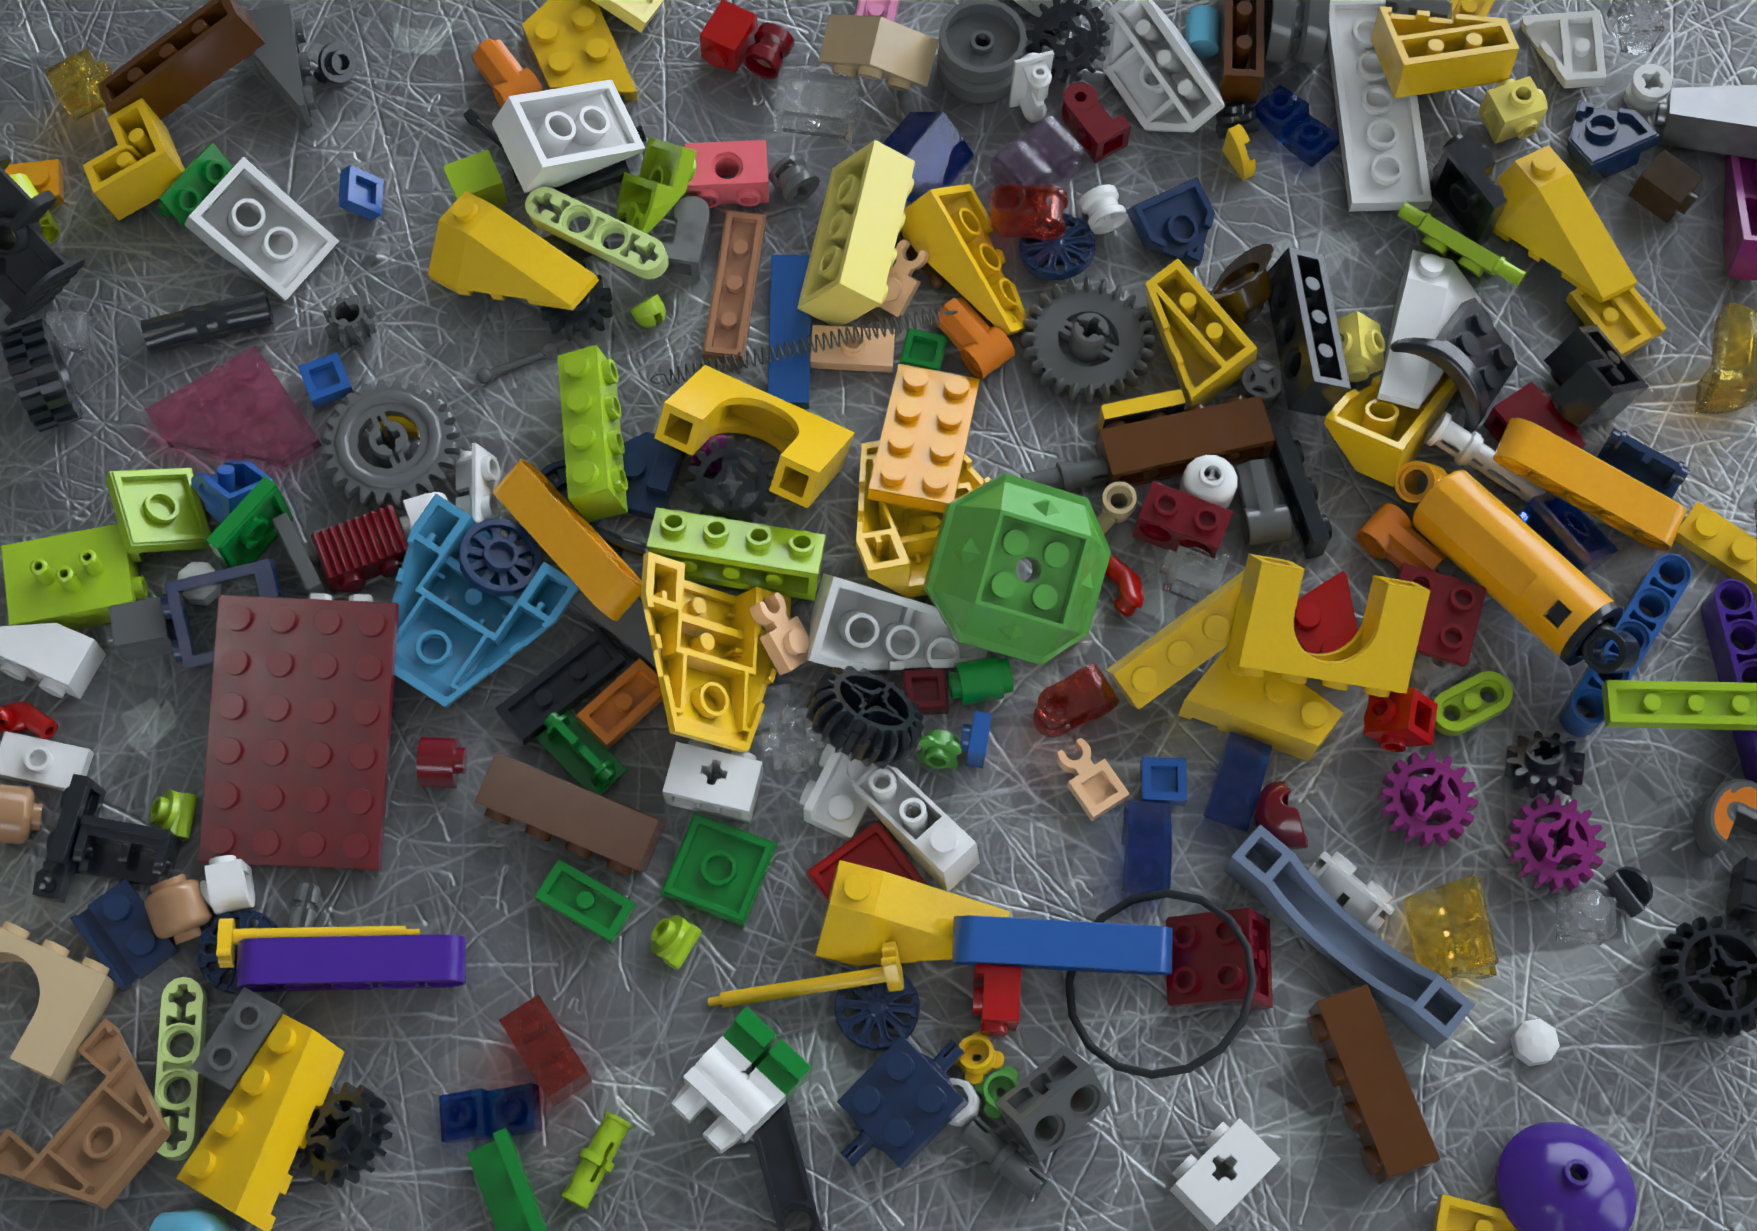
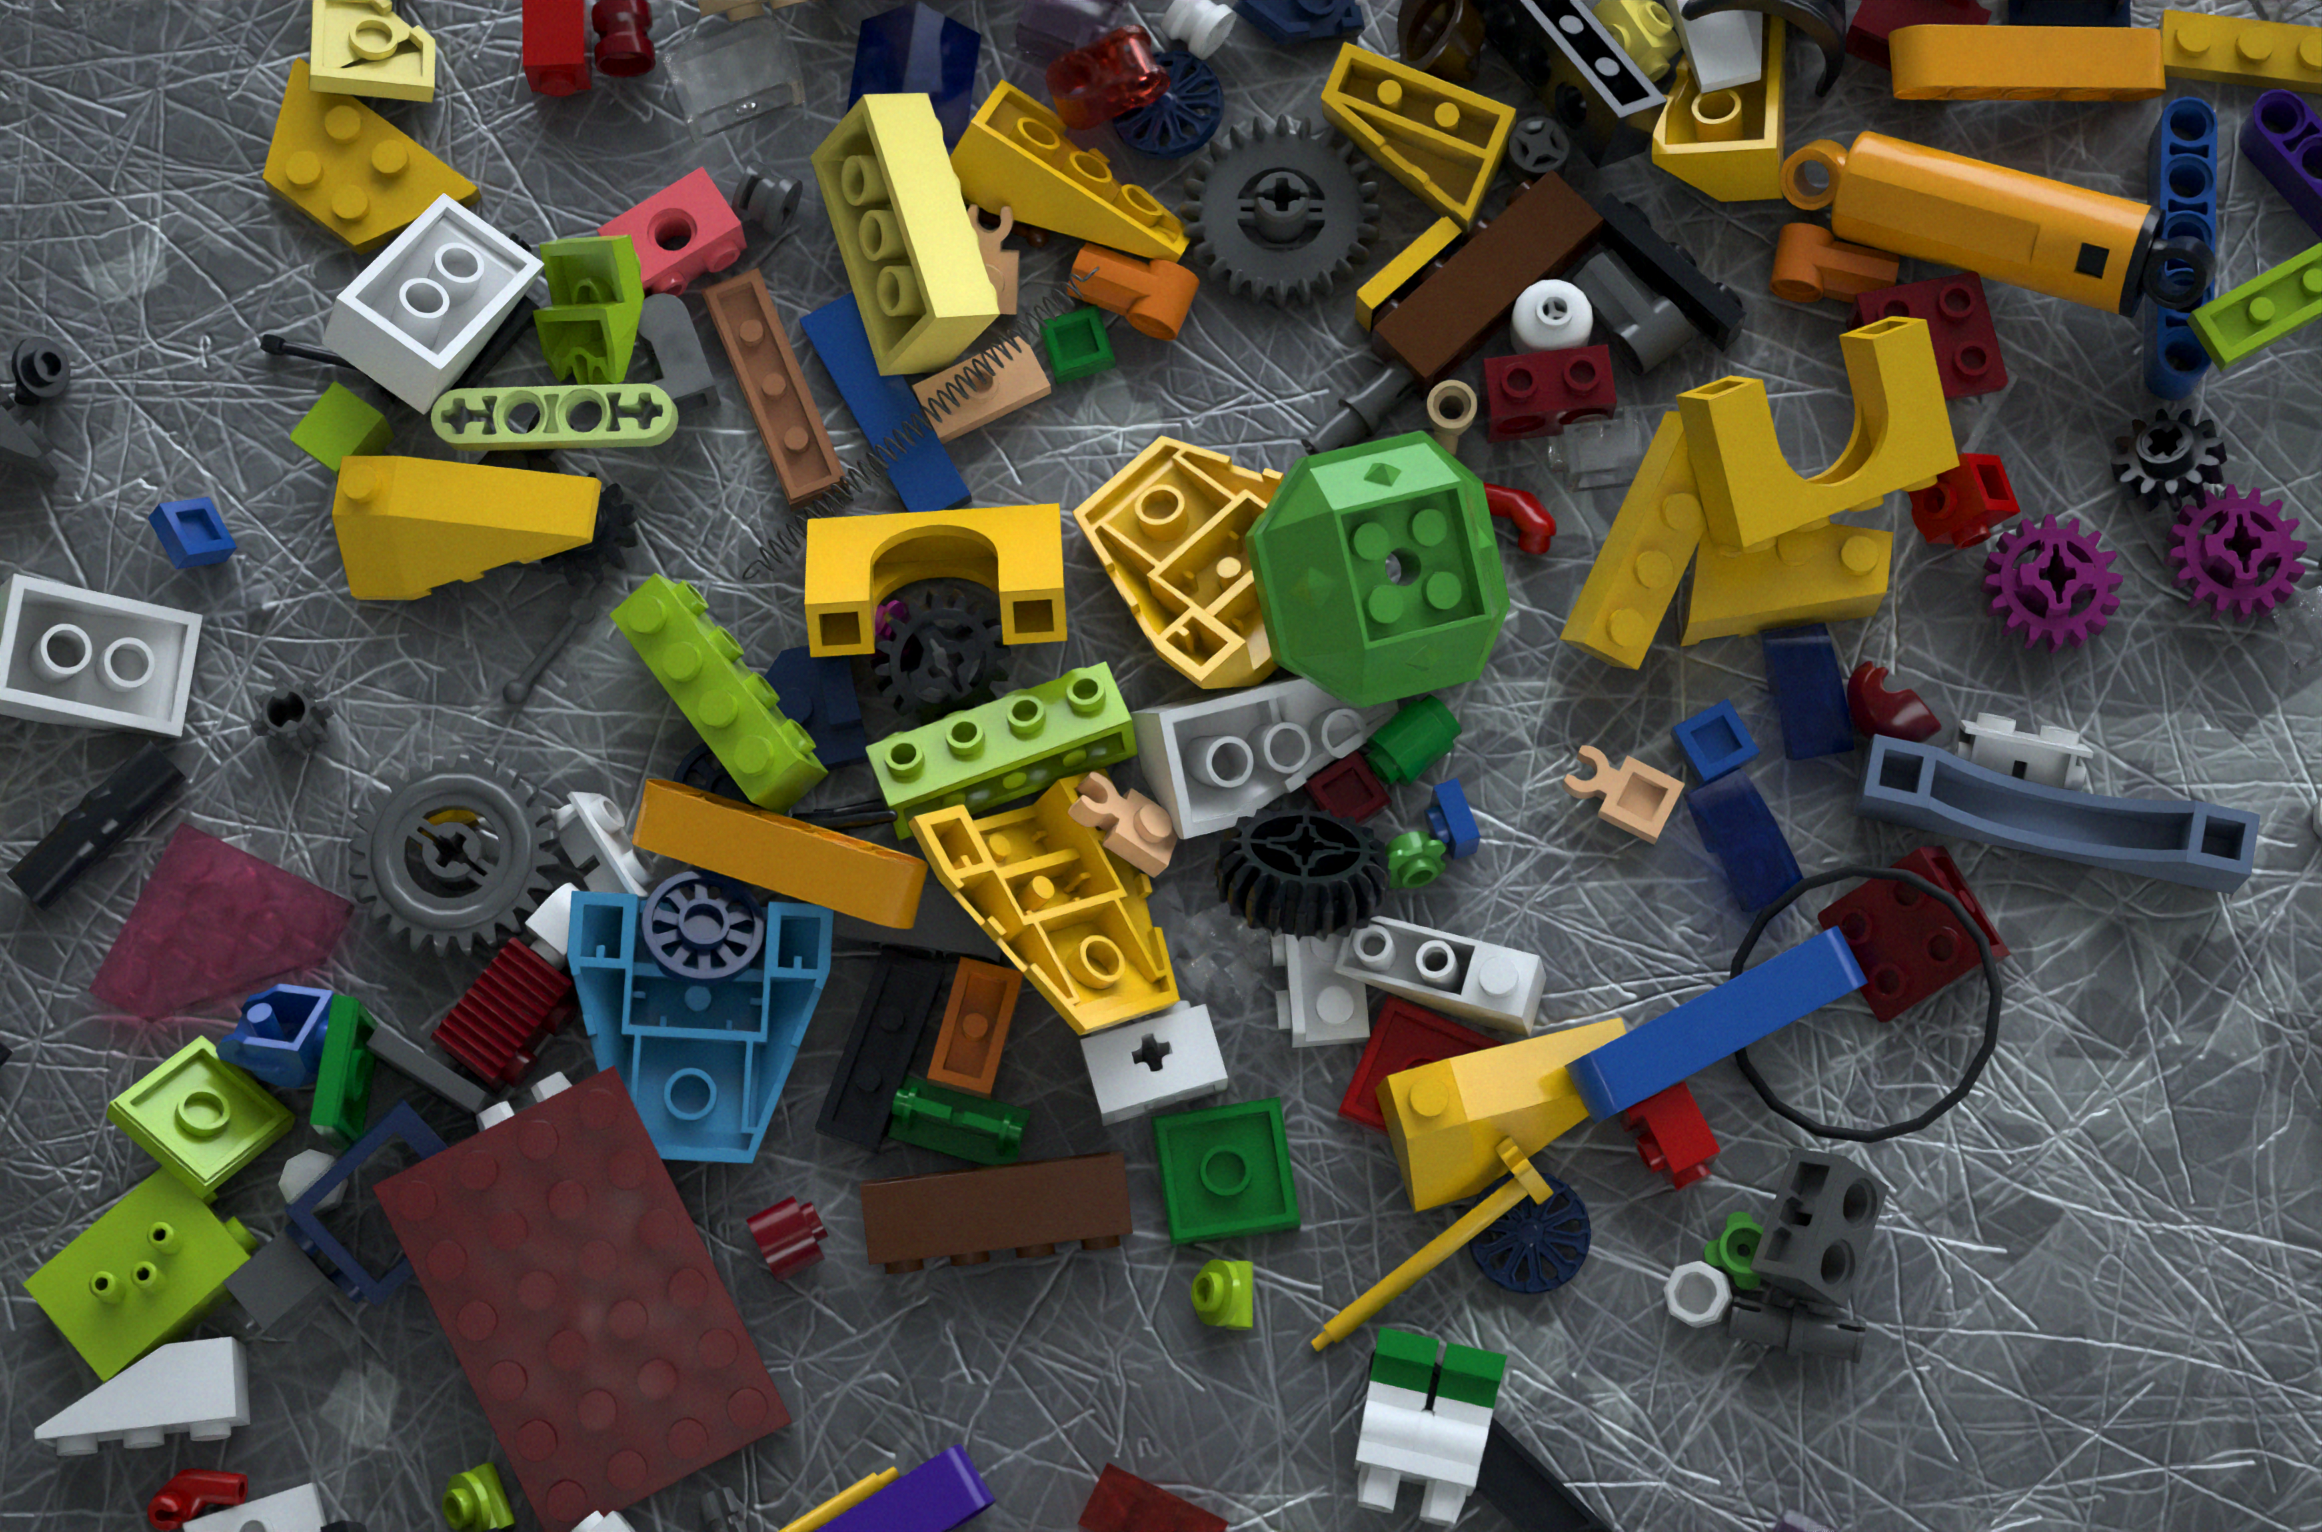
camera: 25 degrees left, 5 degrees up
(325, 379) = (308, 815): blue plate -> none
(503, 71) = (303, 270): orange piece -> none
(585, 901) = (1084, 1309): green plate -> none
(649, 312) = (683, 485): lime hinge -> none
(902, 1102) = (1634, 1333): dark blue plate -> none
(923, 438) = (1153, 462): light orange plate -> none
(990, 1059) = (1683, 1207): yellow plate -> none
(1079, 697) = (1548, 696): clear red piece -> none
(1248, 1163) = (2096, 1167): white brick -> none
(1326, 616) = (1804, 416): red wing -> none
(1372, 1084) = (2186, 982): reddish brown brick -> none
(1453, 930) = (2175, 733): clear yellow bracket -> none
(1468, 705) = (2033, 434): lime plate -> none
(1470, 450) = (1852, 96): white pin -> none
(1568, 531) = (2031, 139): clear blue slope -> none

